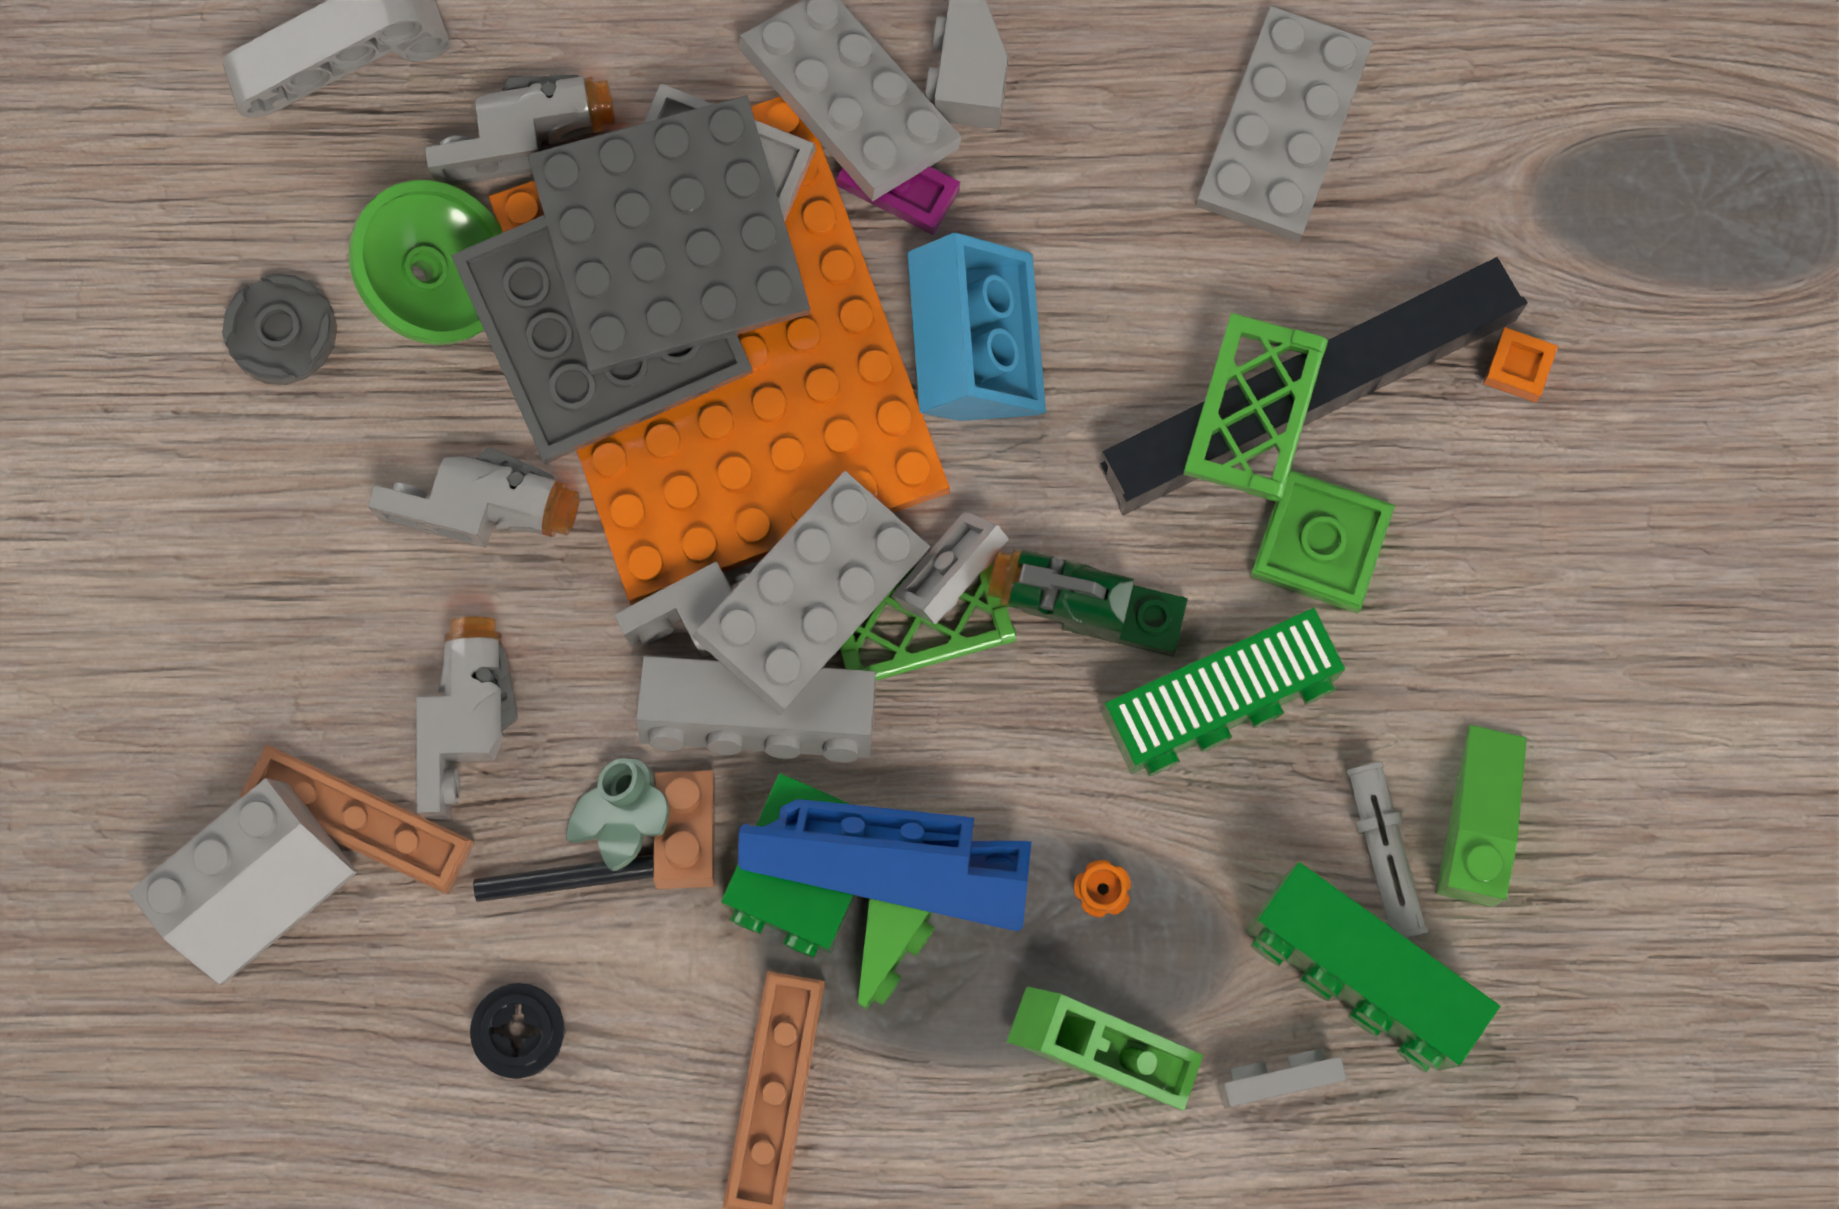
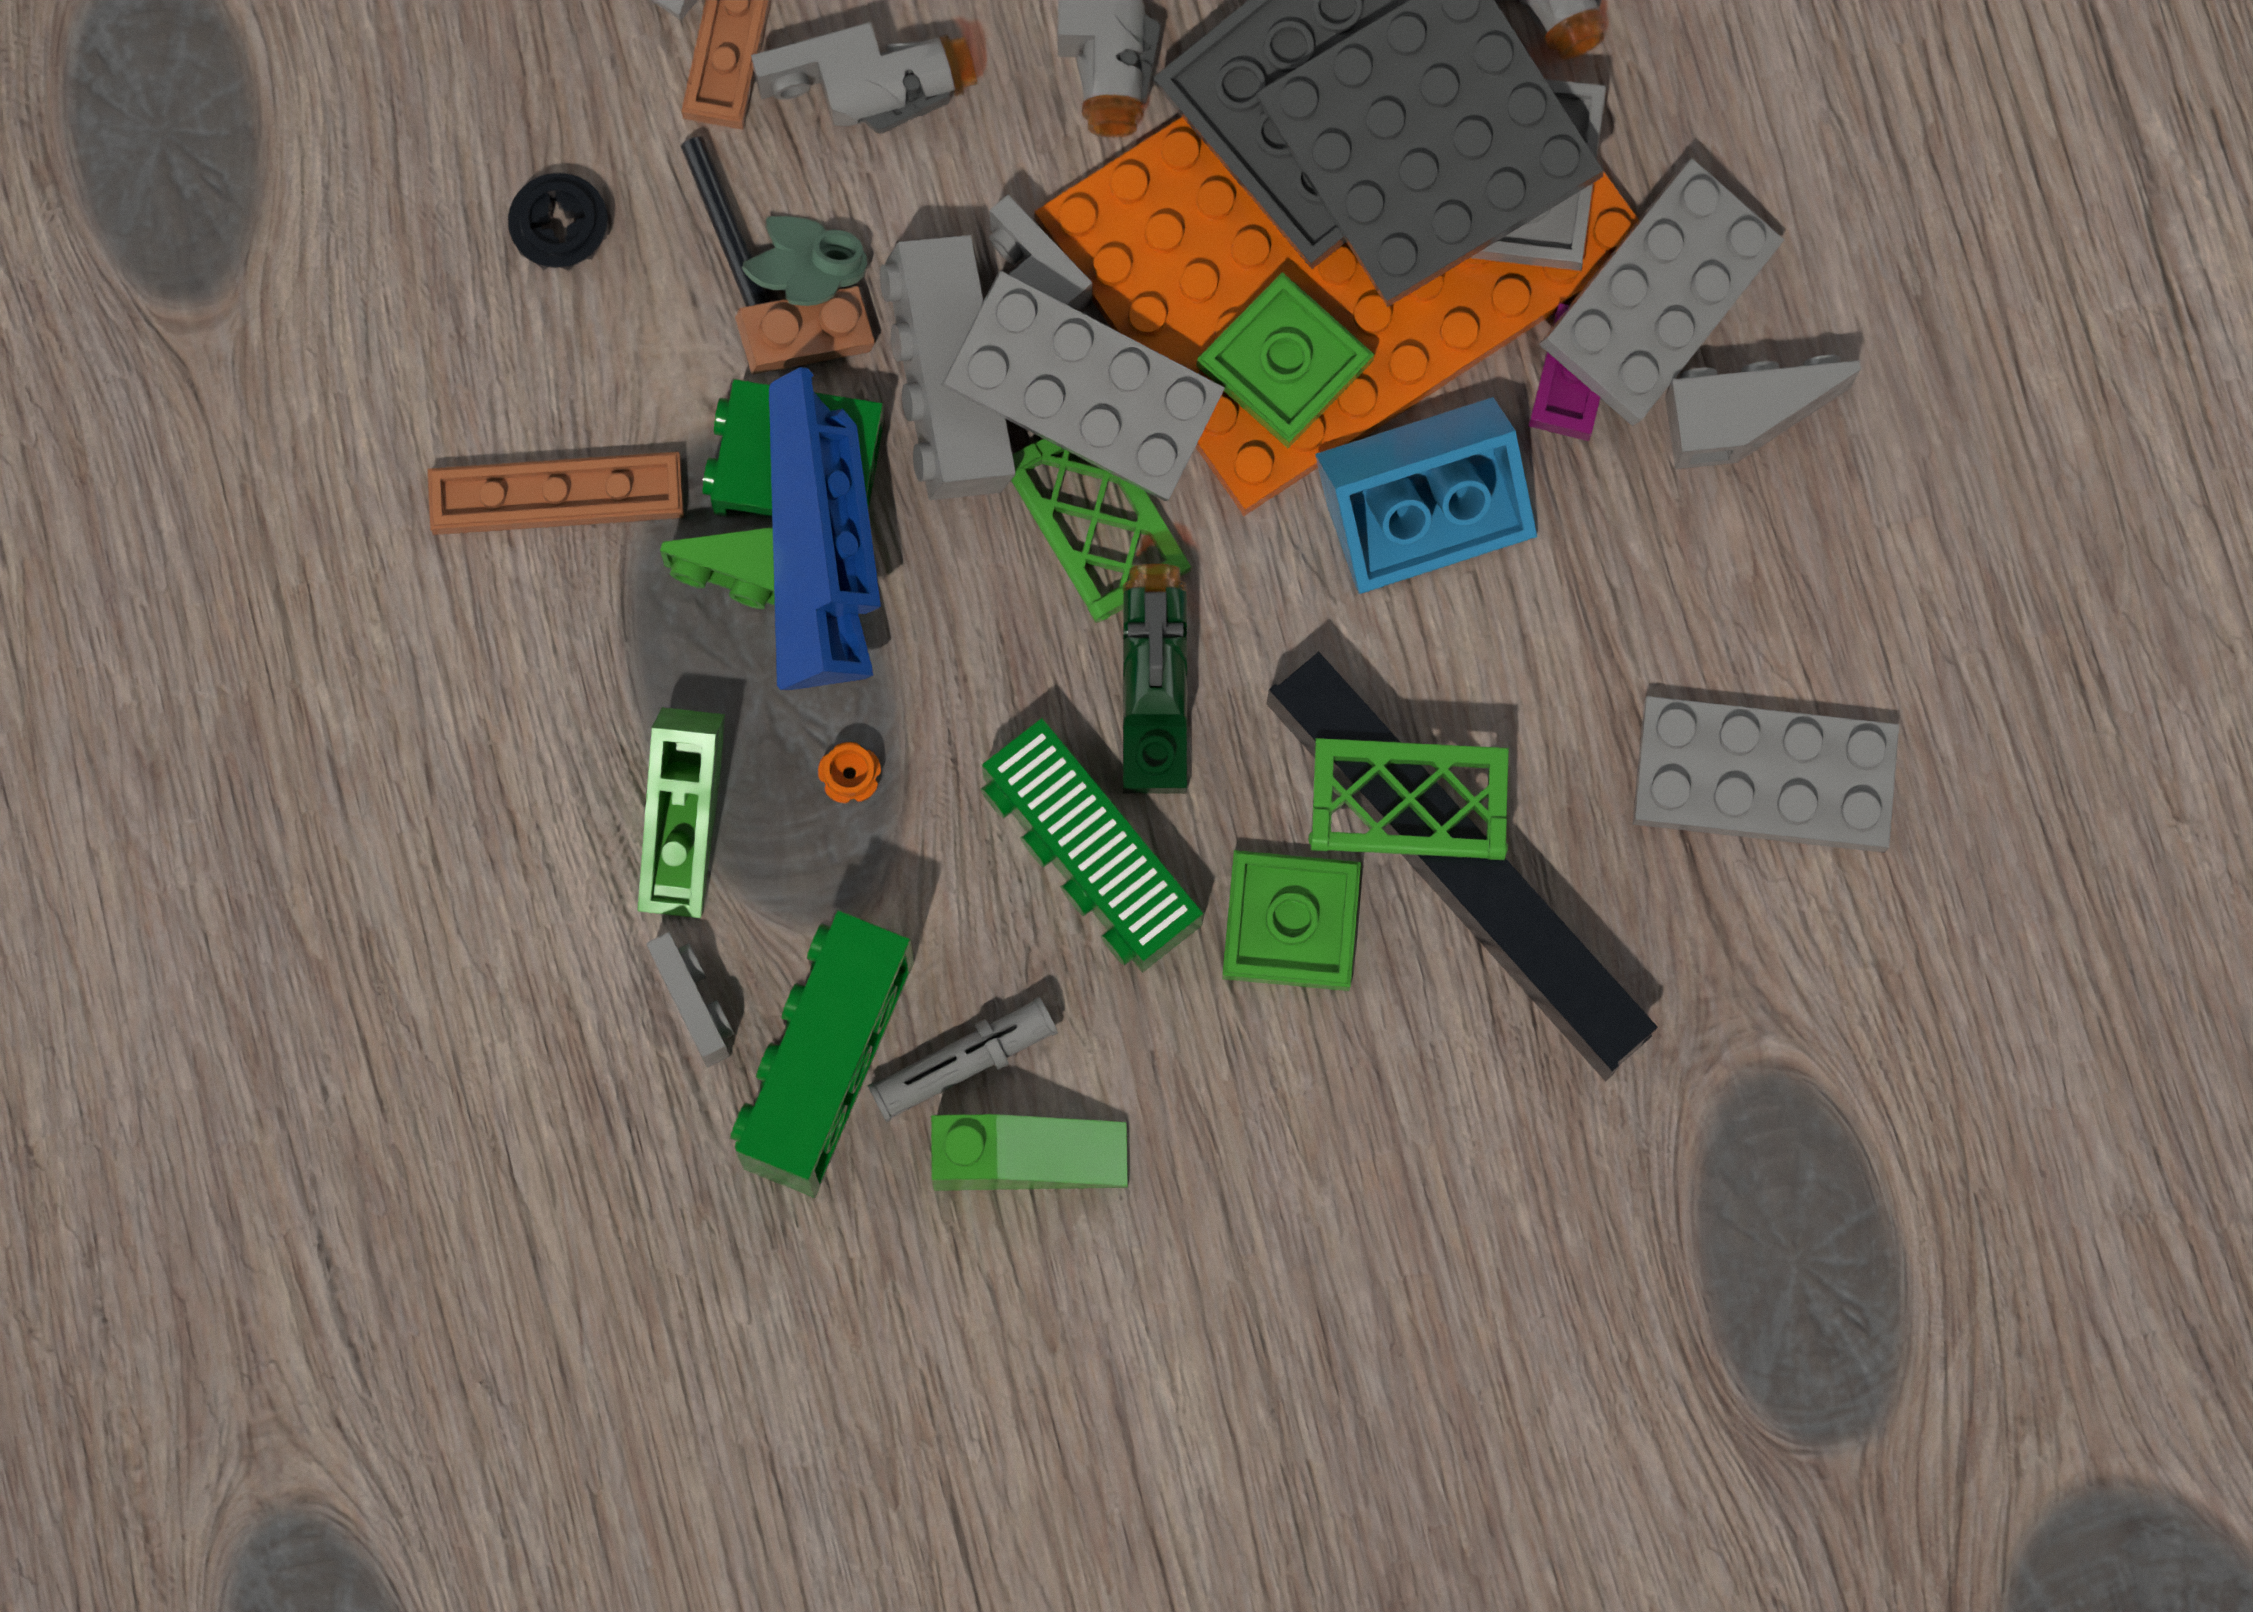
camera: 70 degrees right, 0 degrees up
(829, 416) = (1285, 360): none -> bright green tile
(950, 567) = (1150, 526): light grey plate -> none
(1520, 364) = (1548, 1089): orange plate -> none

